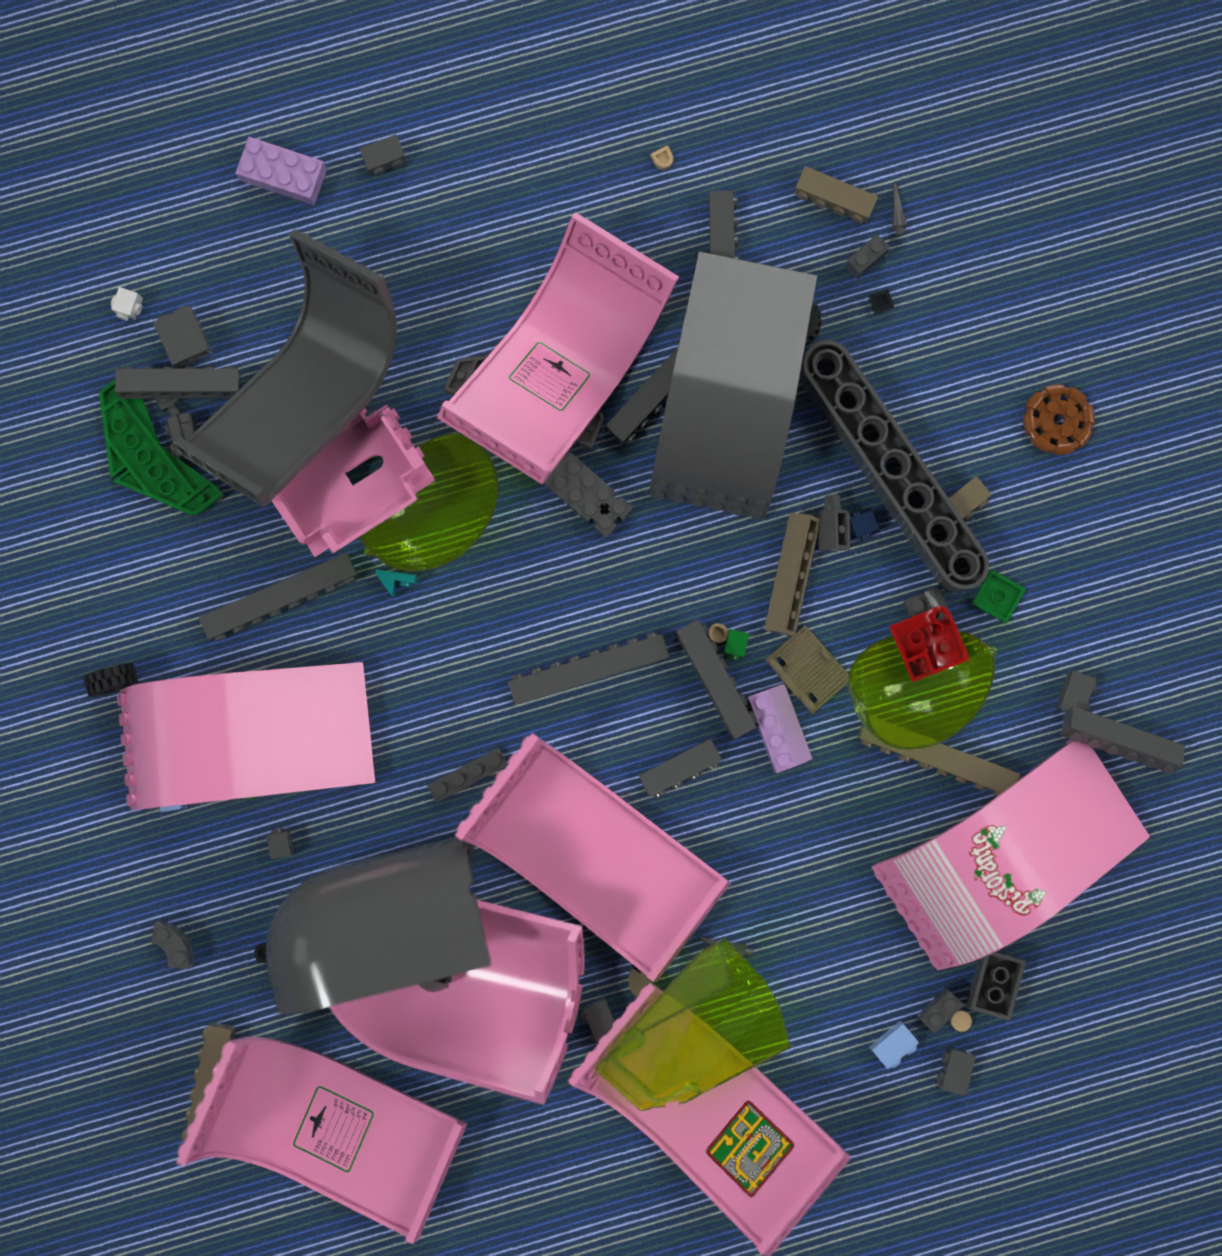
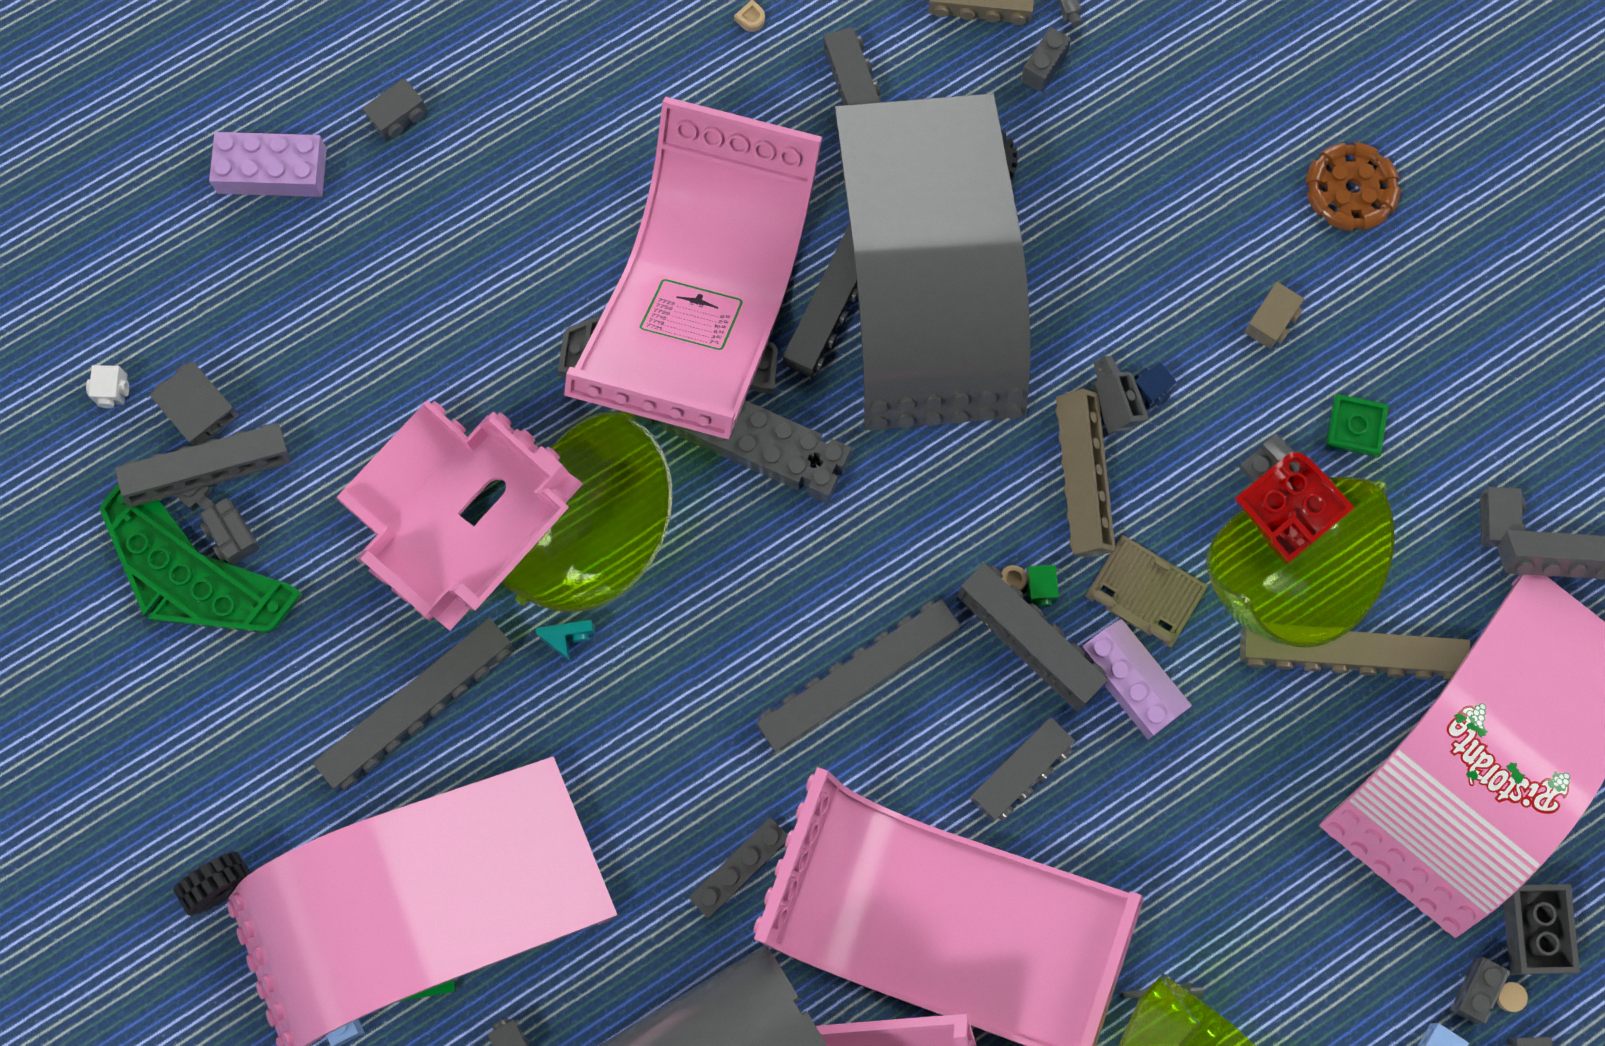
camera: 20 degrees left, 10 degrees down
(310, 385) = (389, 406): dark grey panel -> none
(881, 302) = (1081, 108): black plate -> none
(895, 446) = (1175, 328): dark grey beam -> none

